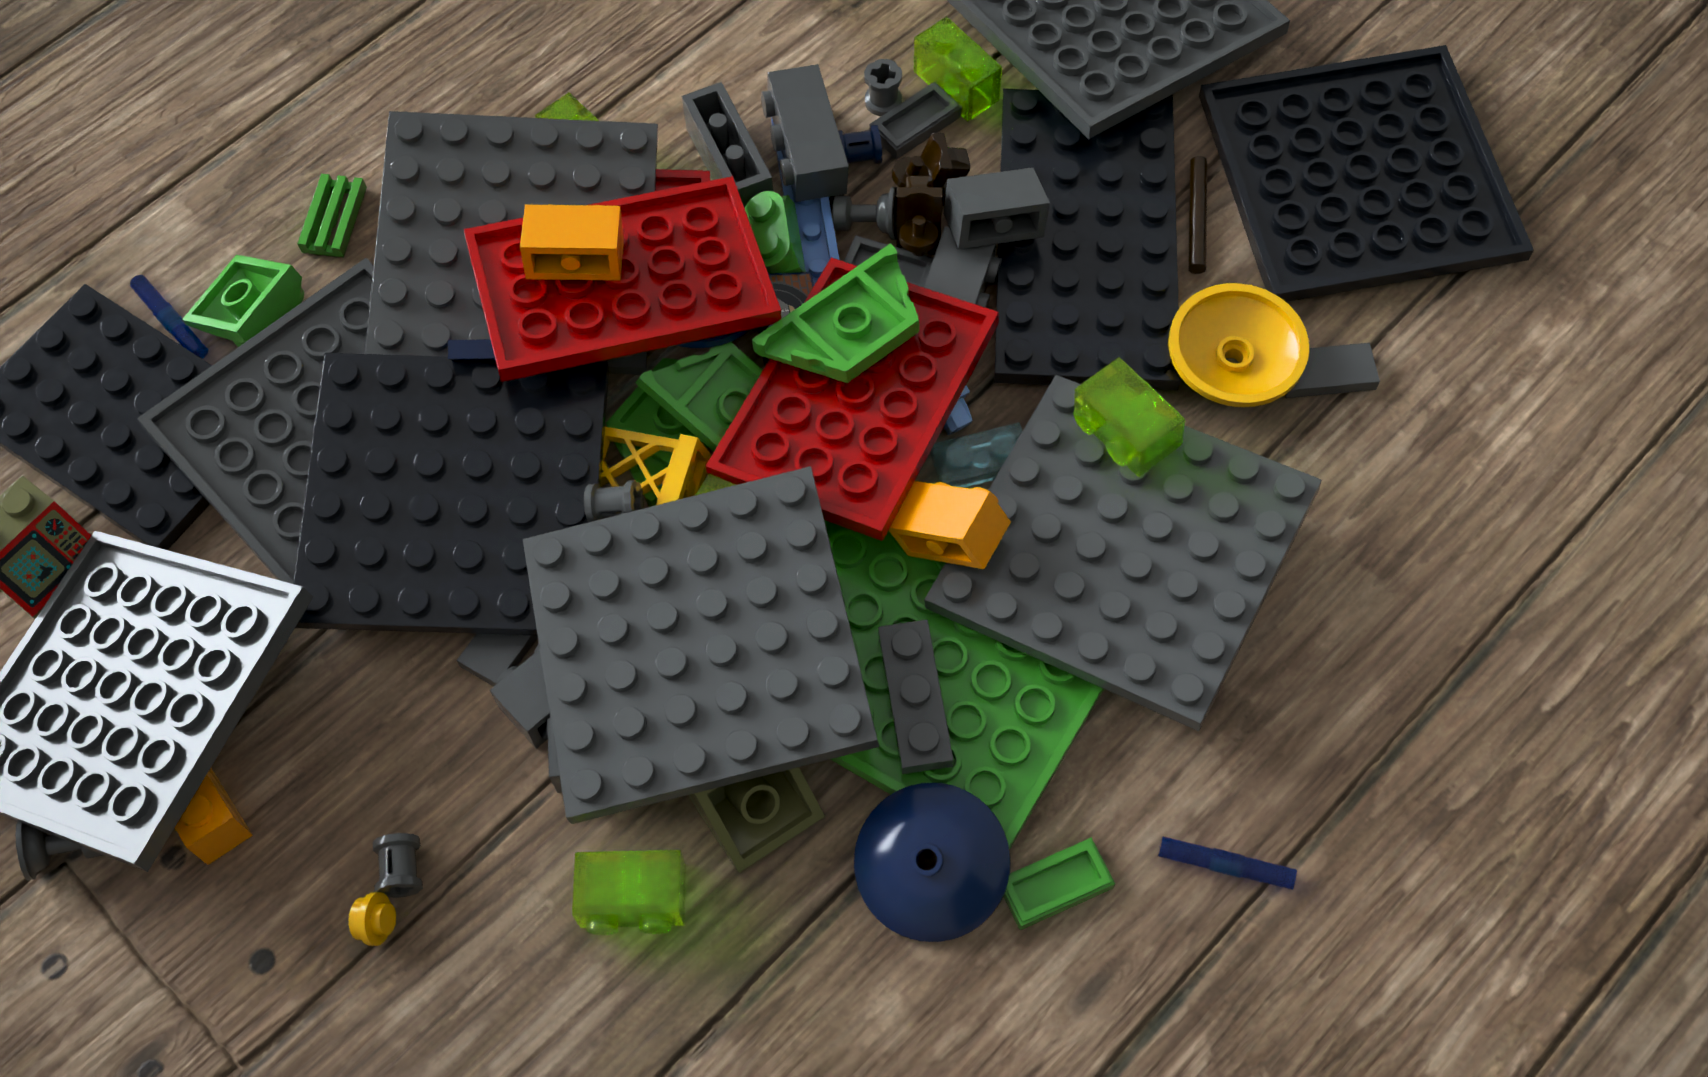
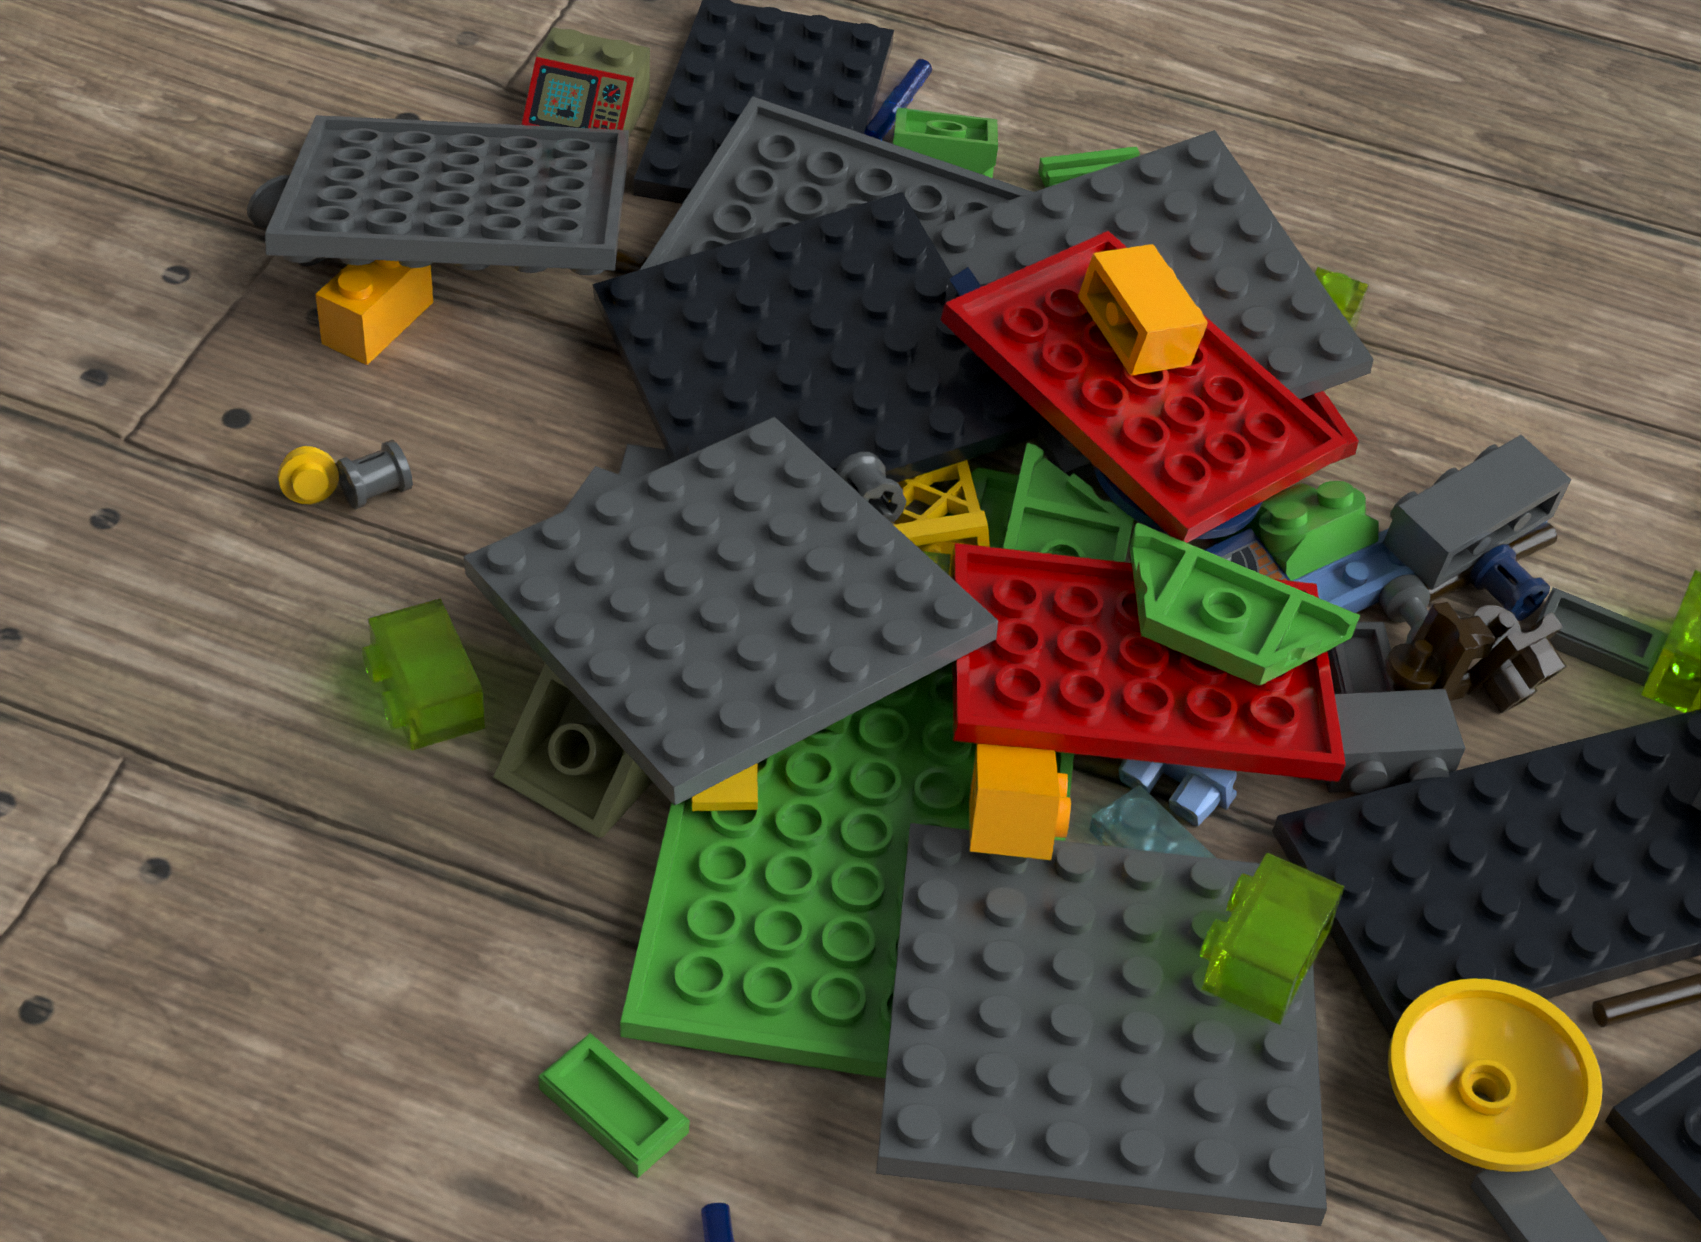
camera: 60 degrees right, 15 degrees down
(725, 141) = (1408, 446): dark grey brick -> none
(883, 82) = (1613, 582): dark grey bush -> none
(915, 697) = (780, 859): dark grey plate -> none
(969, 868) = (580, 953): dark blue dish -> none
(996, 208) = (1499, 721): dark grey brick -> none

